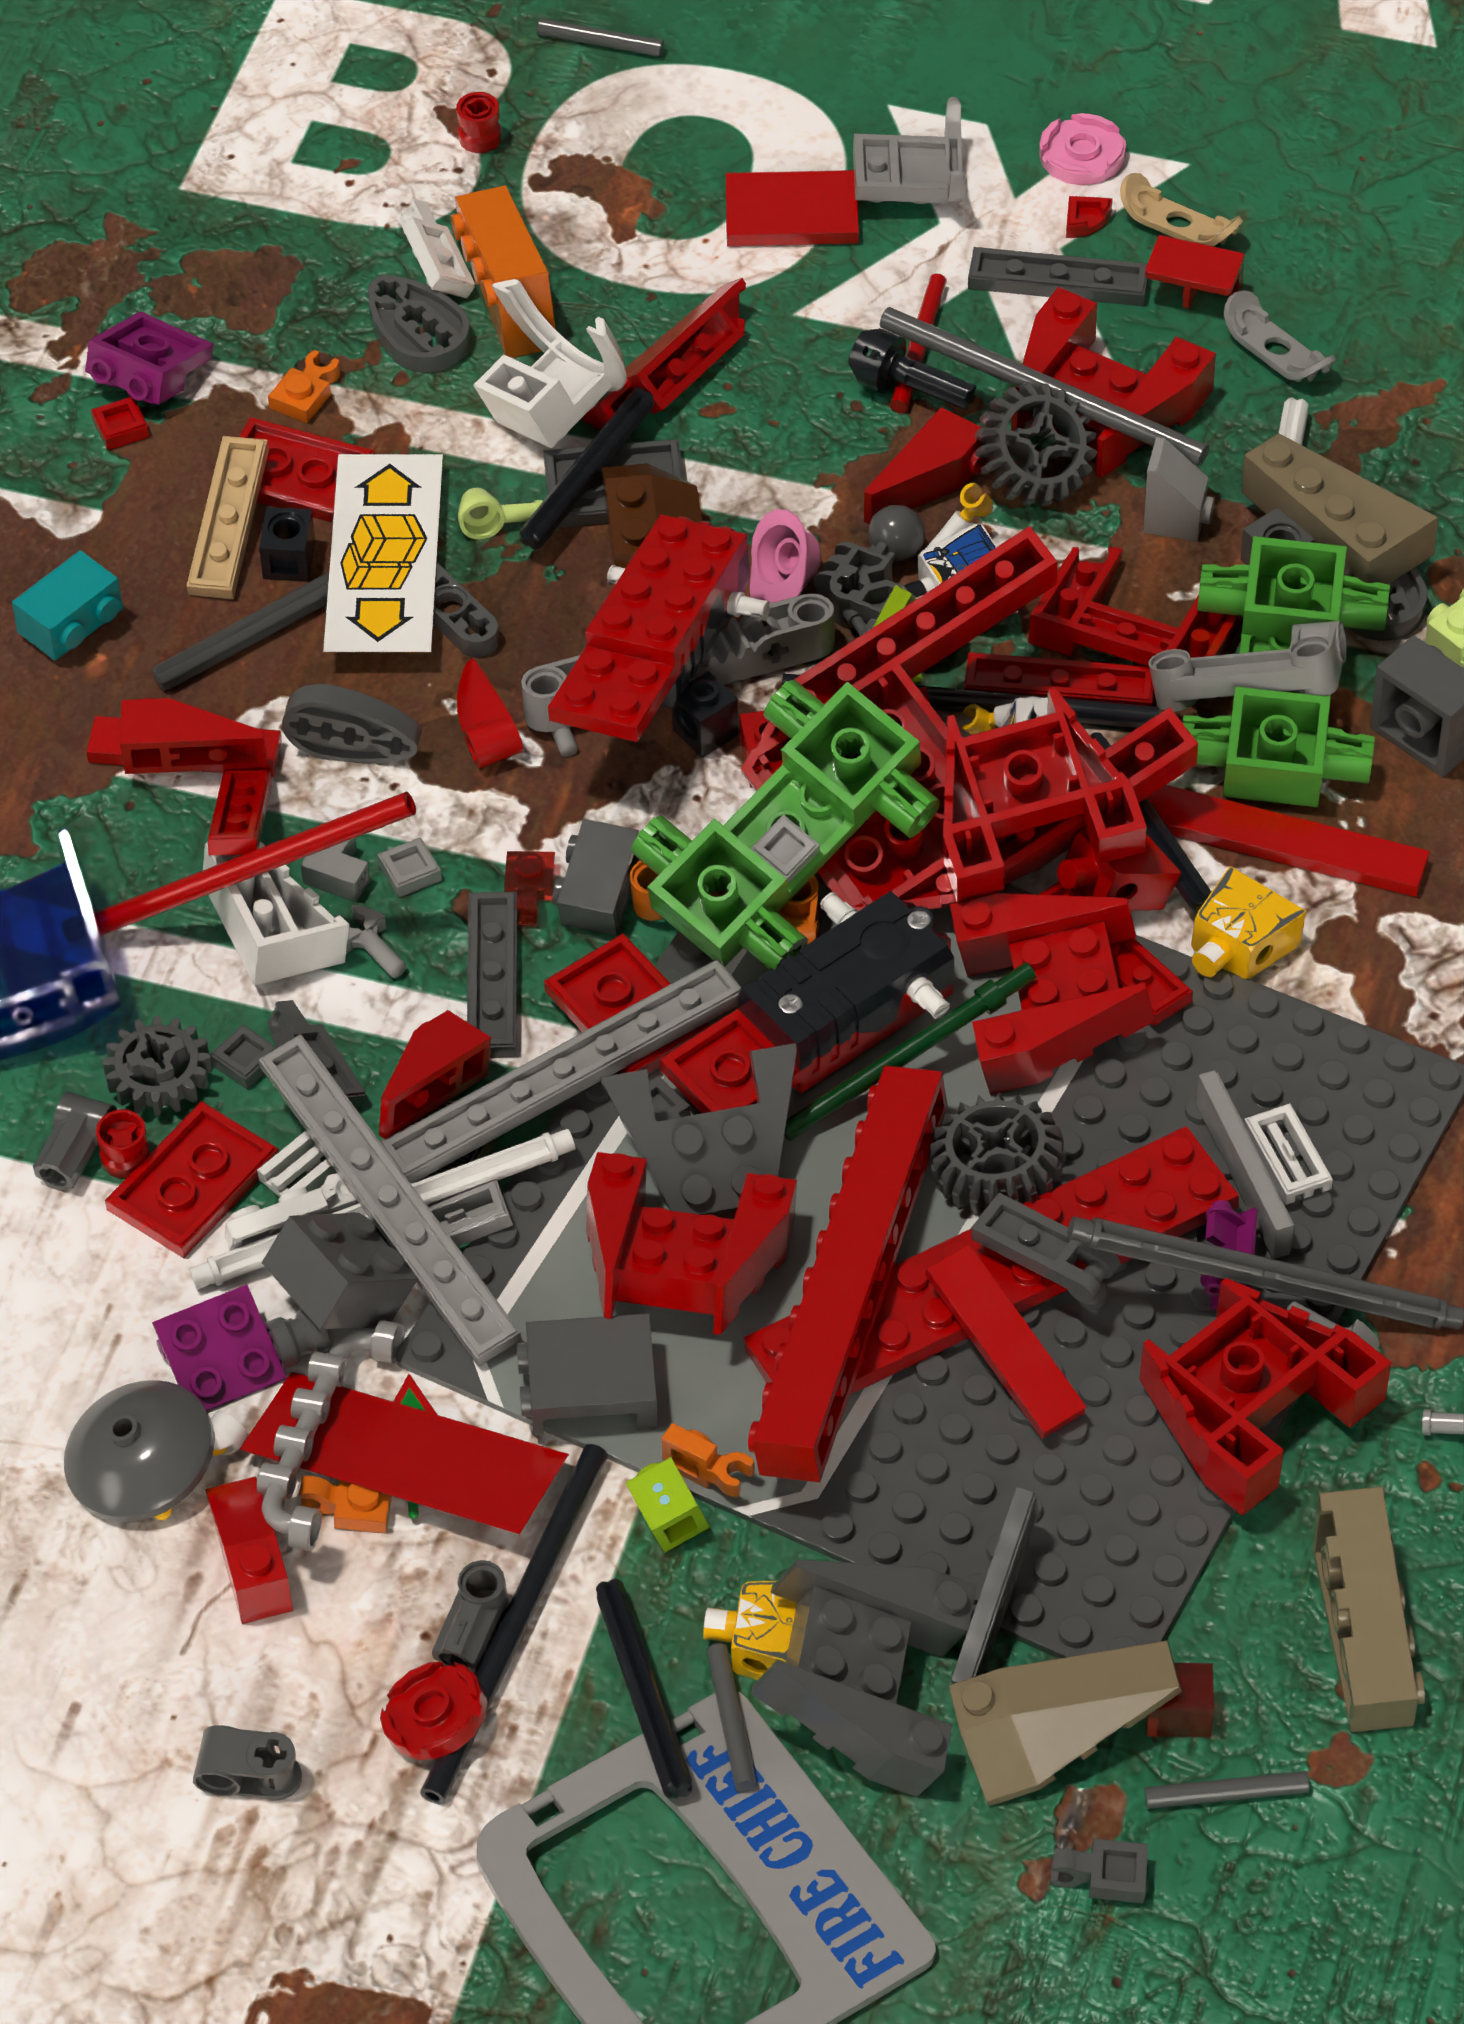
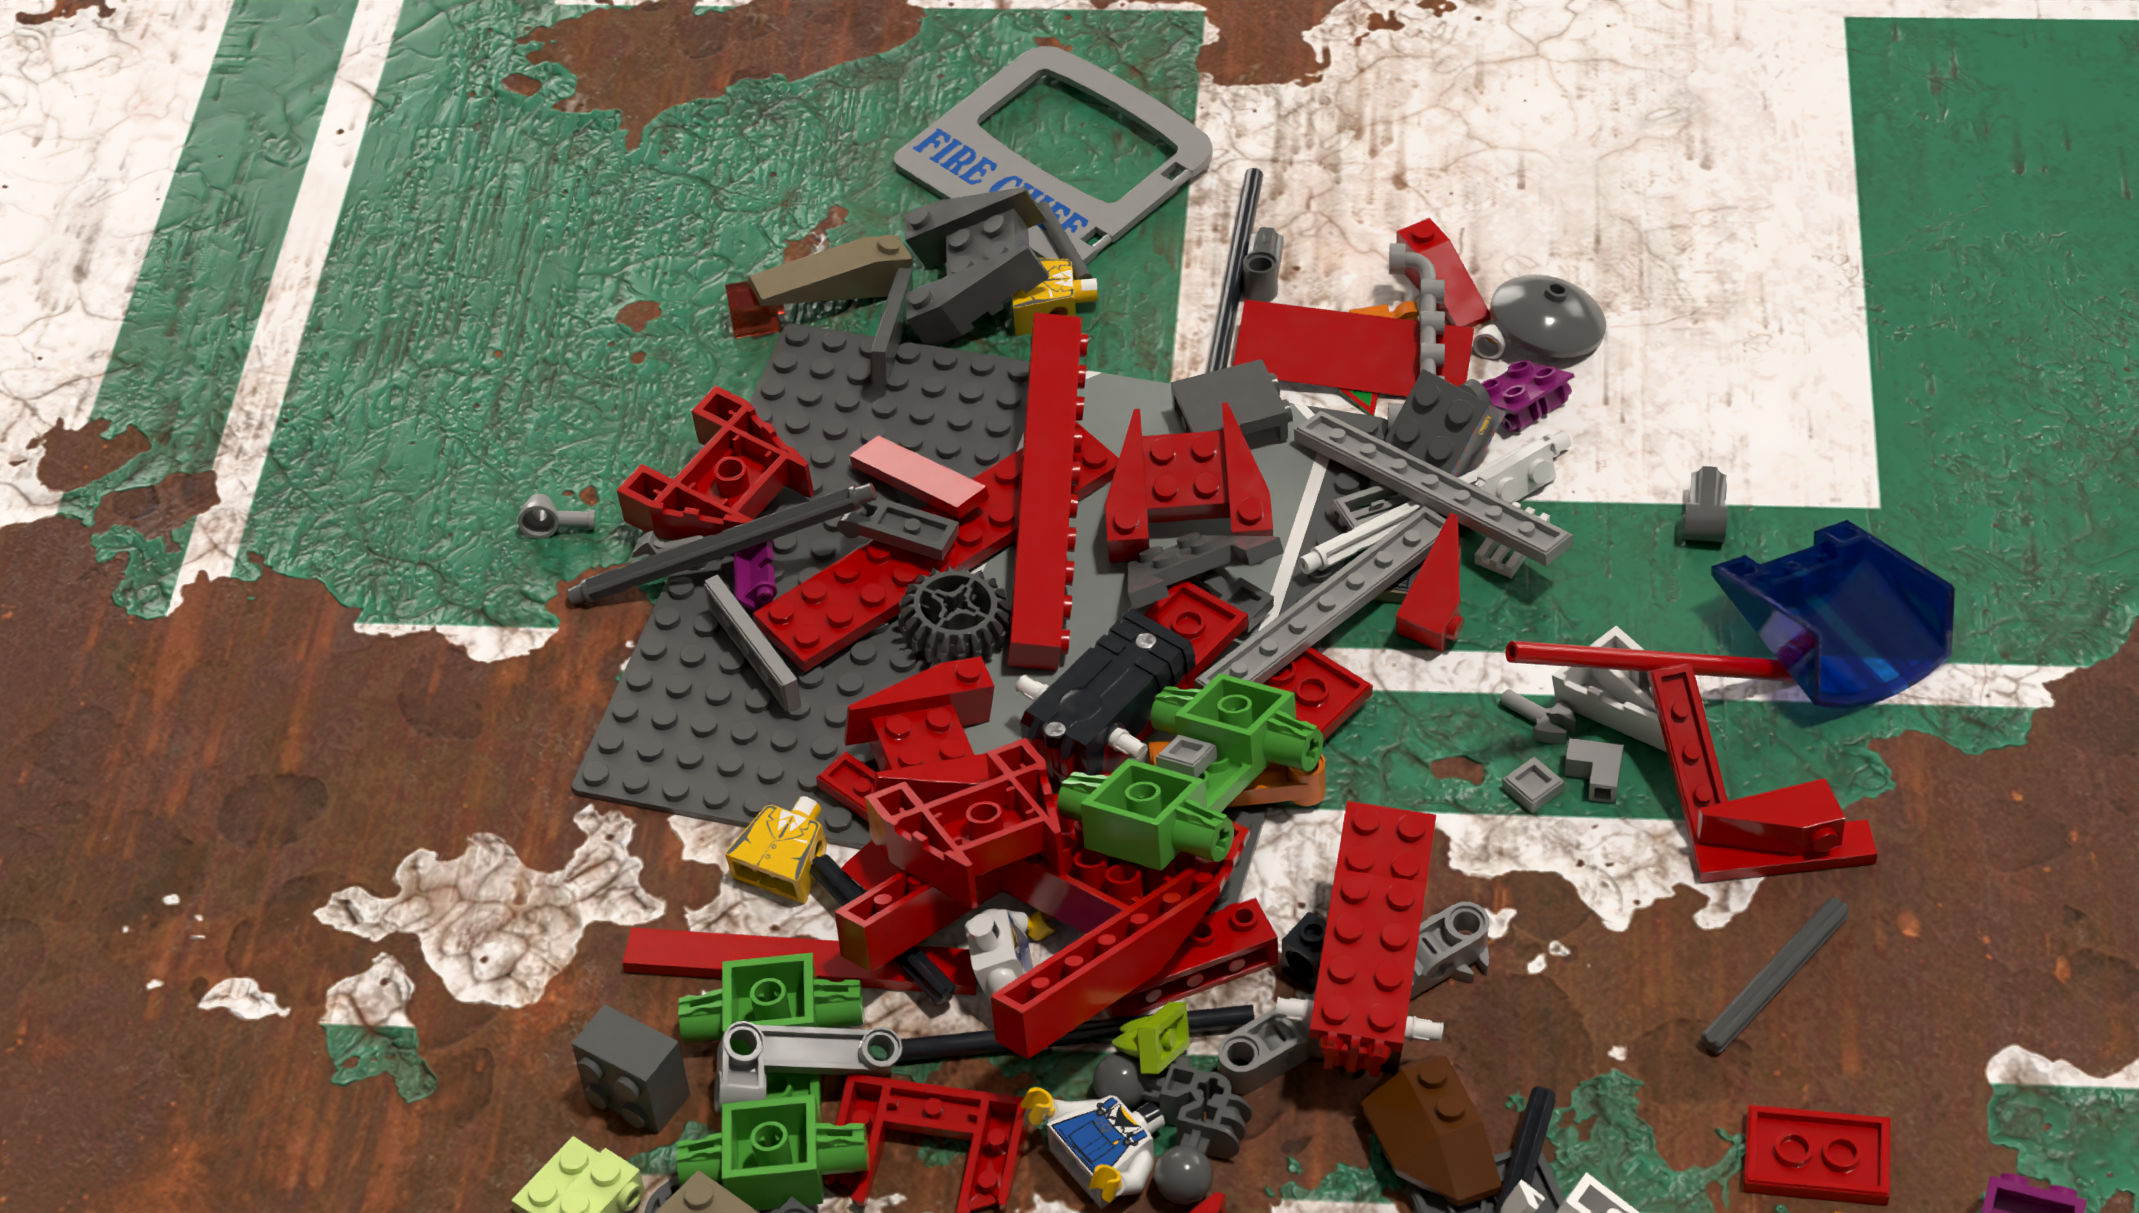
camera: 170 degrees right, 5 degrees down
(67, 605) = (1955, 937): teal brick -> none
(120, 423) = (2025, 1163): red tile -> none
(122, 1142) = (1664, 508): red wheel -> none
(157, 1065) = (1667, 570): dark grey gear -> none
(191, 1179) = (1604, 508): red tile -> none
(228, 517) = (1855, 1075): tan tile -> none
(240, 1054) = (1602, 606): dark grey tile -> none
(244, 1761) = (1386, 157): dark grey piece -> none
(287, 544) = (1784, 1038): black brick -> none
(289, 1022) = (1541, 600): dark grey hinge -> none
(348, 726) = (1634, 862): dark grey piece -> none
(383, 553) = (1684, 1064): sticker -> none
(433, 1710) = (1269, 206): red tile -> none
(456, 625) = (1607, 1051): dark grey beam -> none
(483, 516) = (1606, 1129): yellowish green bar -> none
(485, 719) = (1519, 923): red piece -> none
(493, 969) = (1424, 710): dark grey tile -> none
(533, 879) = (1422, 789): clear red plate -> none
(597, 877) = (1357, 776): dark grey hinge -> none
(644, 1689) = (1129, 246): black axle -> none
(667, 1504) = (1146, 348): lime brick -> none
(699, 1462) = (1132, 373): orange plate -> none
(782, 557) = (1283, 1121): bright pink piece -> none
(987, 998) = (987, 703): dark green bar -> none
(1071, 678) = (1001, 1070): red tile -> none
(1112, 1869) = (785, 212): dark grey plate -> none
(1226, 1789) = (713, 277): dark grey bar -> none
(1302, 1184) = (734, 694): white tile -> none
(1366, 1610) = (626, 376): dark tan wedge -> none

